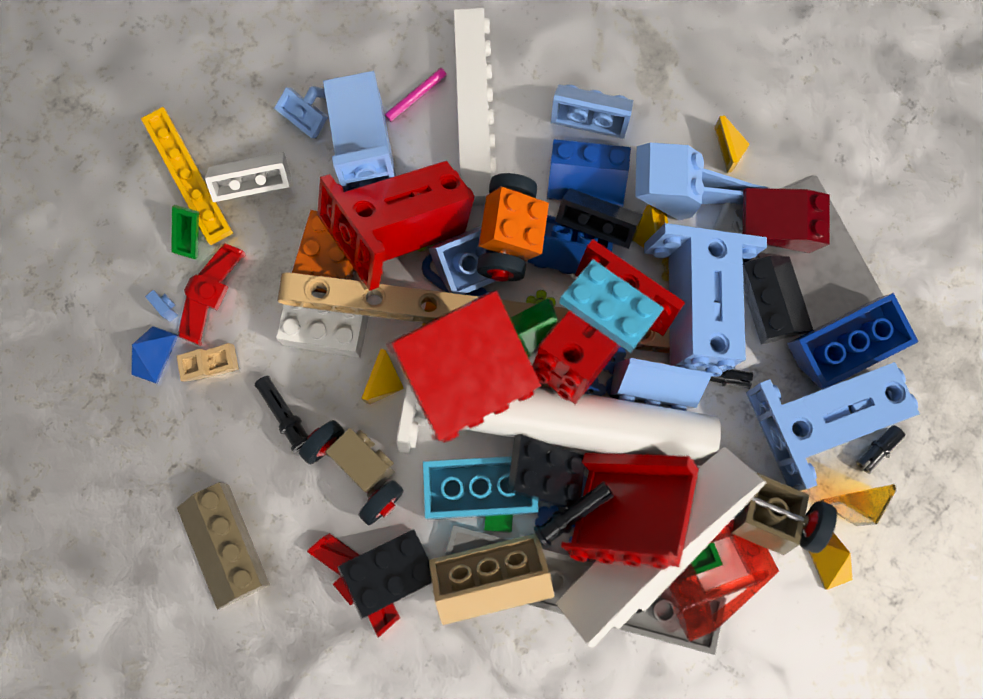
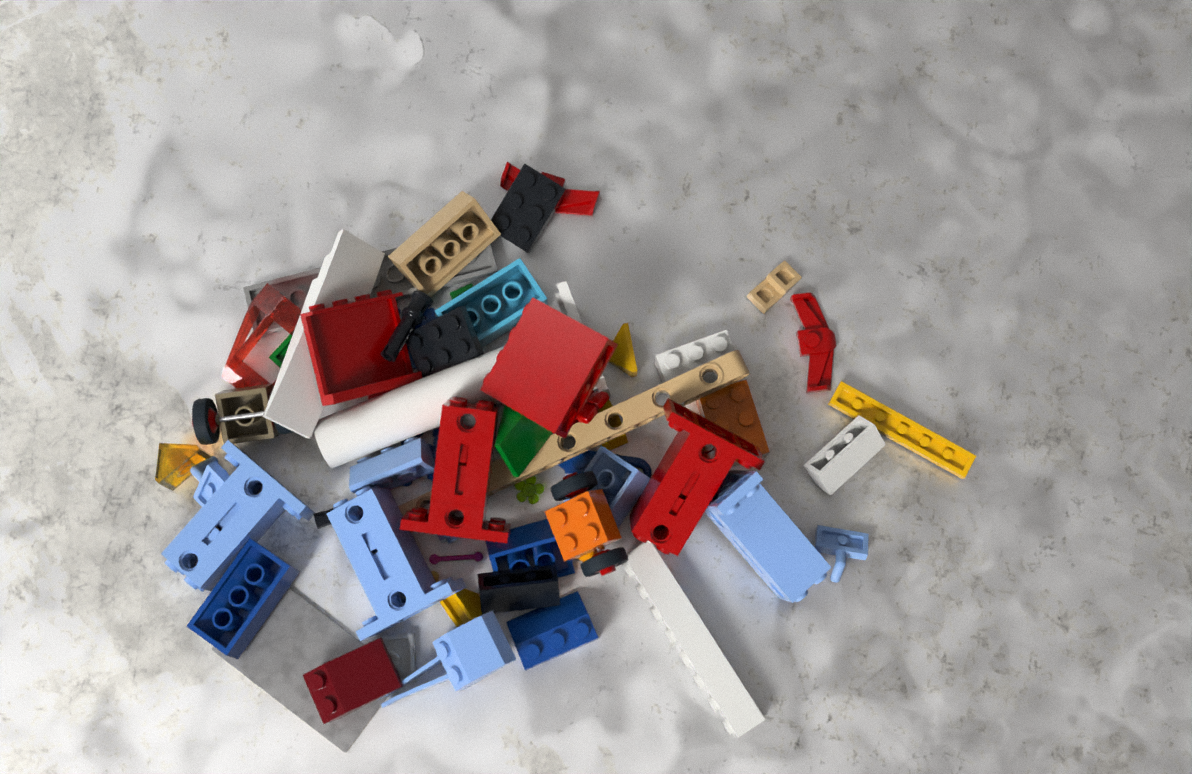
camera: 145 degrees right, 0 degrees up
(152, 353) = (823, 270): blue slope -> none
(163, 305) = (841, 309): medium blue plate -> none
(185, 231) = (865, 378): green slope -> none
(222, 545) = (666, 161): dark tan slope -> none
(289, 423) = (672, 278): black pin -> none
(362, 464) = (597, 272): brick -> none
(415, 94) = (752, 622): dark pink bar -> none
(591, 111) = (582, 695): light blue slope -> none
(611, 305) = (457, 484): medium azure plate -> none
(731, 143) = (435, 737): yellow slope -> none
(775, 299) = (326, 606): black slope -> none
(833, 563) = (179, 407): yellow slope -> none
(836, 464) = (210, 479): none -> light blue plate
(881, 448) = (180, 519): black axle -> none

